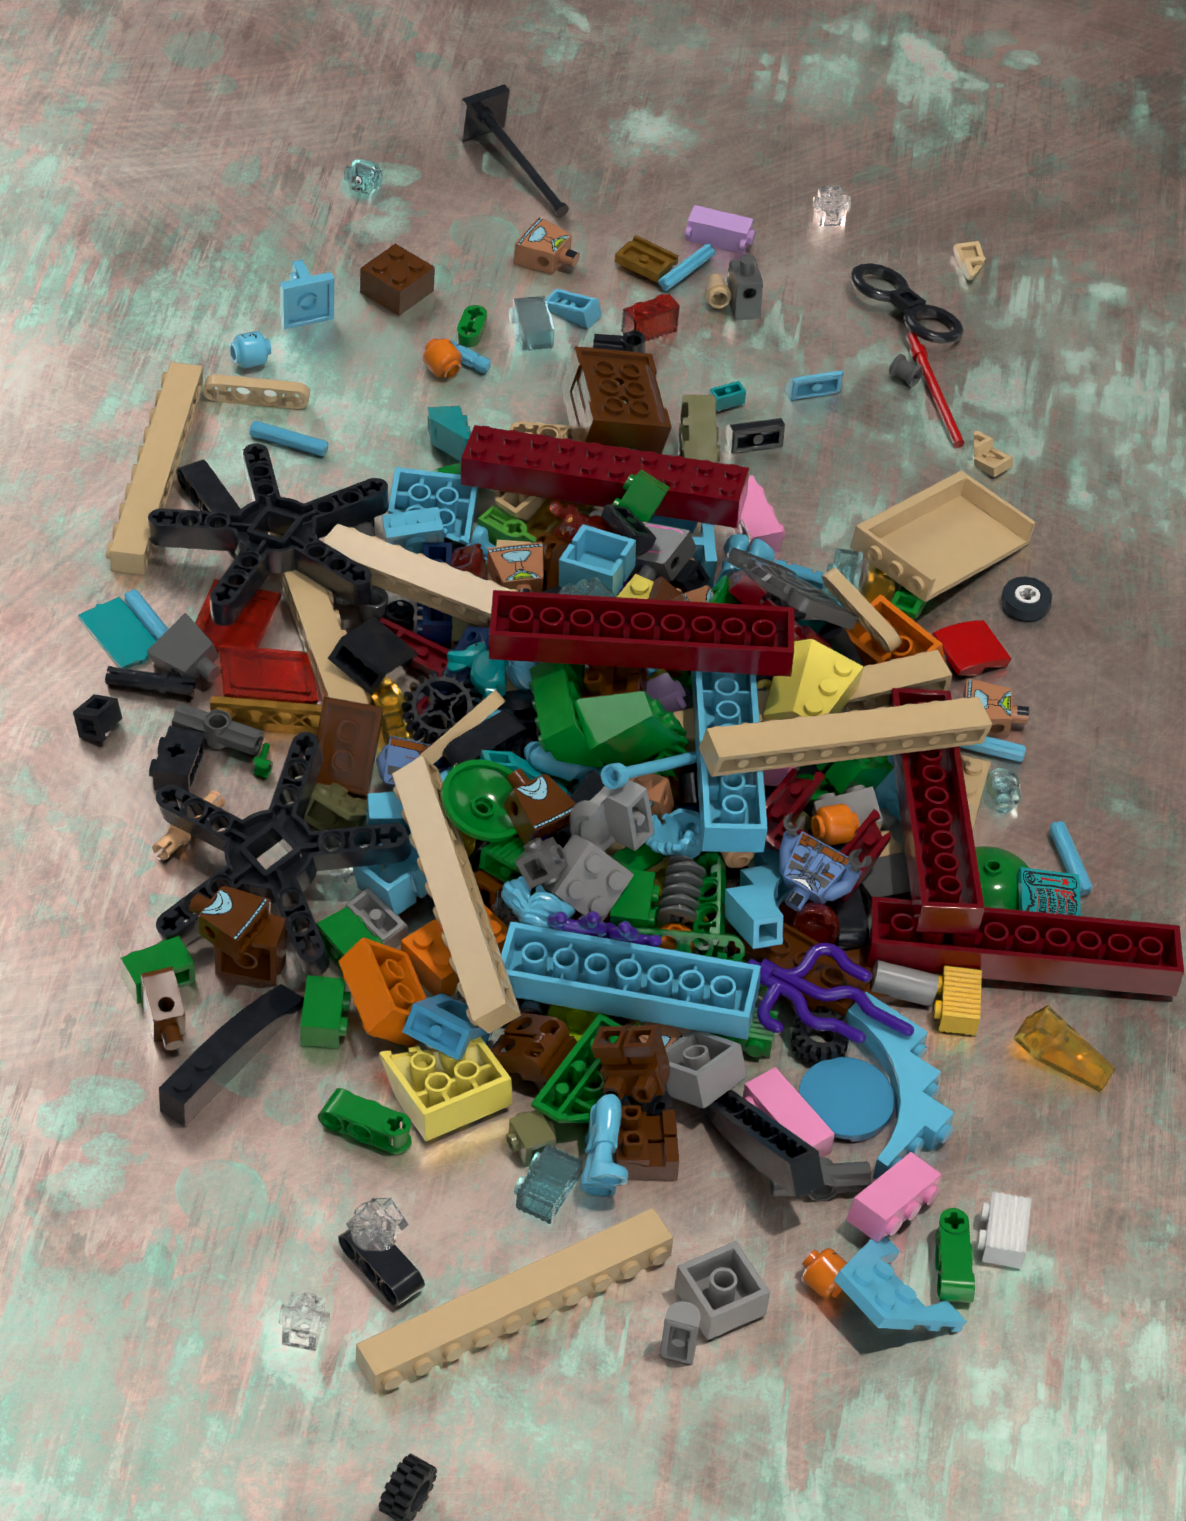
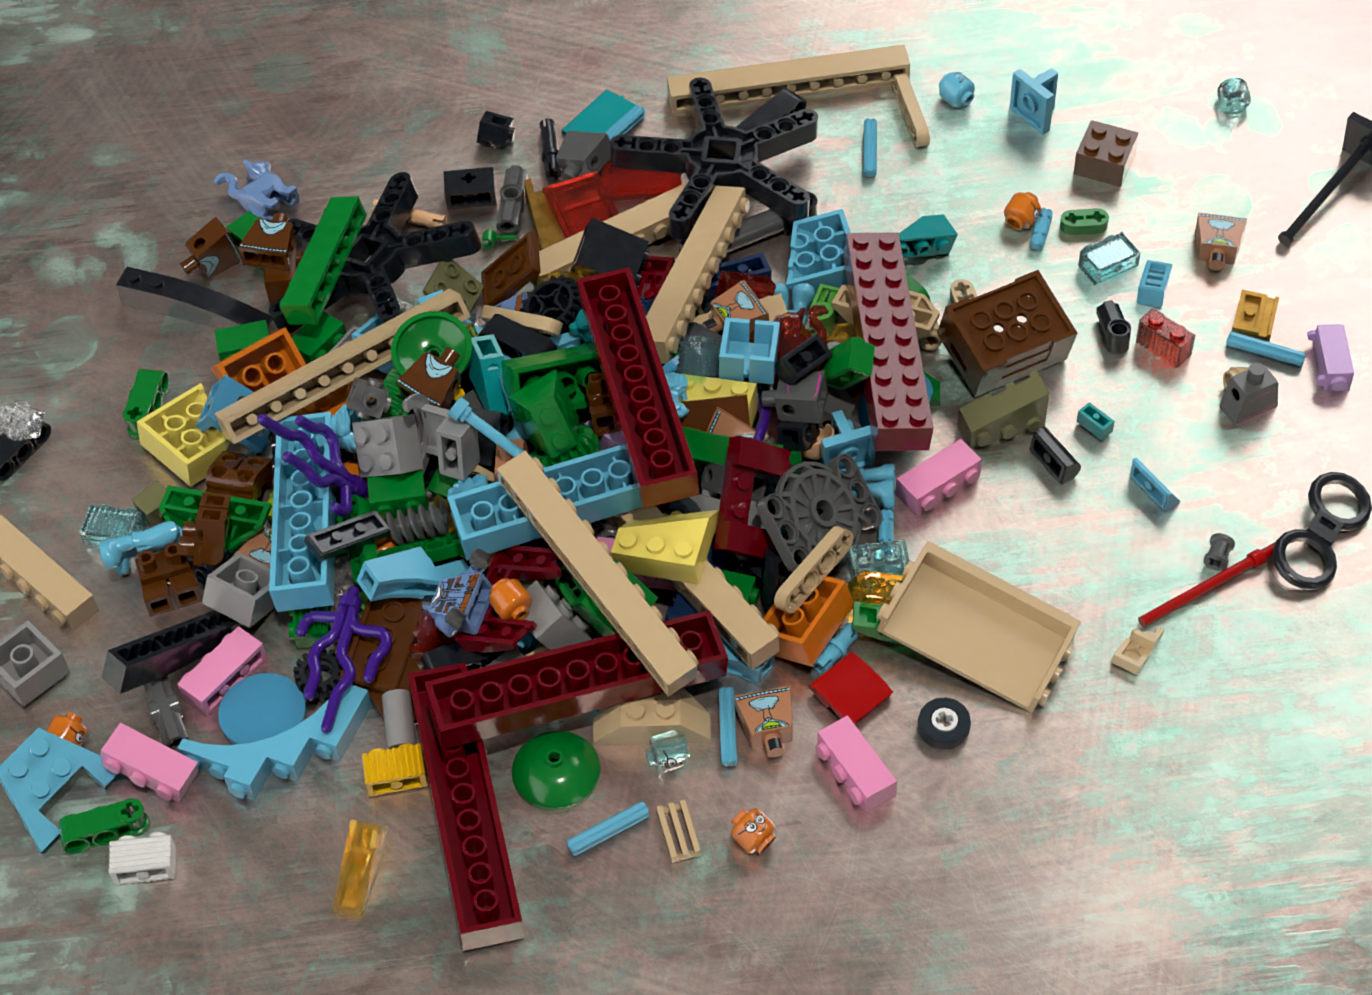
camera: 80 degrees right, 5 degrees up
(80, 945) = (263, 190): none -> medium blue animal
(287, 885) = (323, 260): none -> green brick
(413, 528) = (776, 243): medium azure bracket -> none
(697, 938) = (347, 535): none -> black tile
(1048, 891) = (539, 816): tile -> none
(1056, 665) = (856, 764): none -> bright pink brick
(1086, 809) = (673, 810): none -> tan tile
(1108, 753) = (753, 830): none -> orange head

